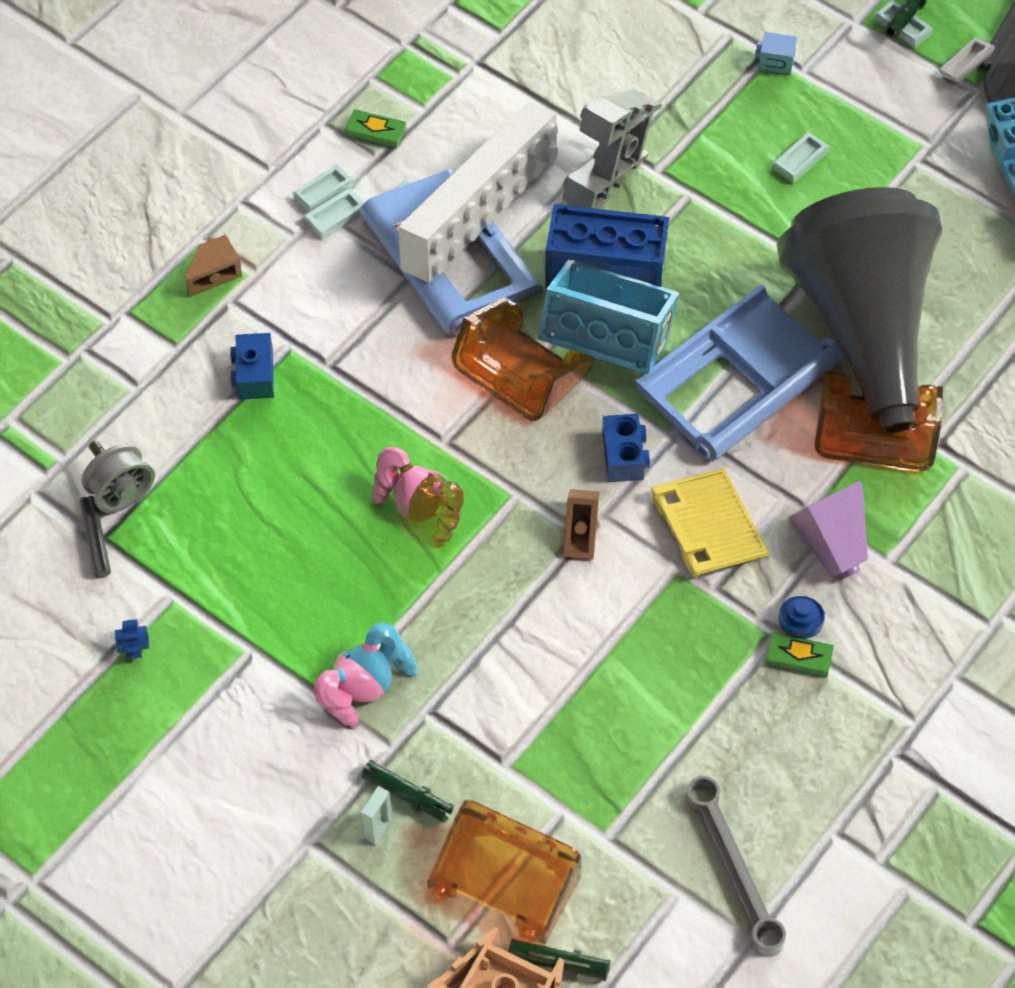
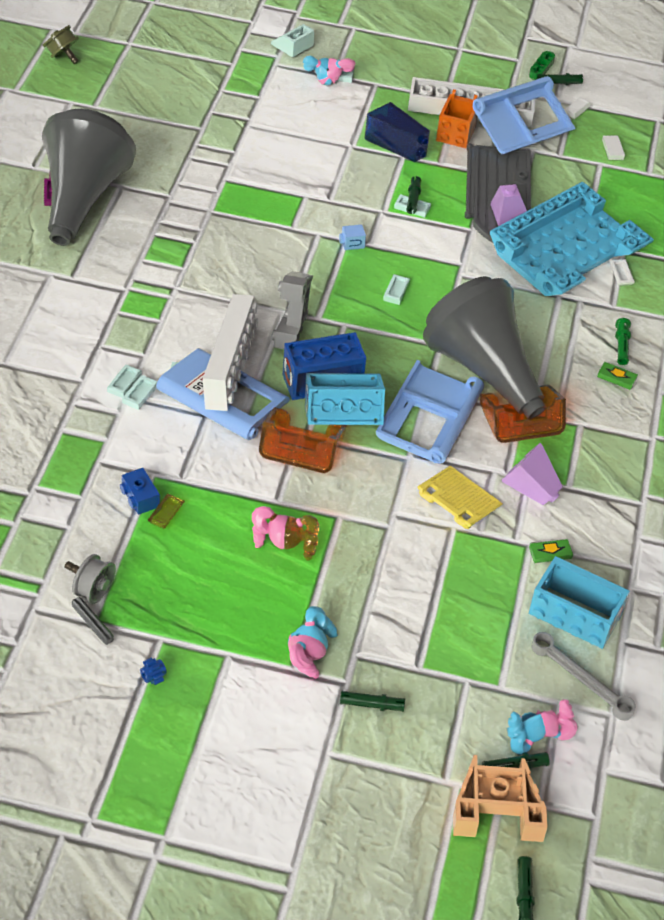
camera: 30 degrees left, 10 degrees down
(212, 266) = (82, 440): medium nougat slope -> none
(276, 407) = (165, 511): none -> clear yellow tile
(375, 128) = (137, 338): bright green tile -> none
(376, 815) = (367, 718): light aqua tile -> none
(506, 869) = (458, 720): clear orange windscreen -> none
(581, 524) = (389, 518): medium nougat slope -> none
(616, 916) = (532, 727): none -> hair
(624, 447) = (389, 470): blue brick -> none
(801, 617) = (541, 530): blue plate -> none
(806, 731) = (584, 588): none -> medium azure hose
(966, 60) = (459, 214): white tile -> none

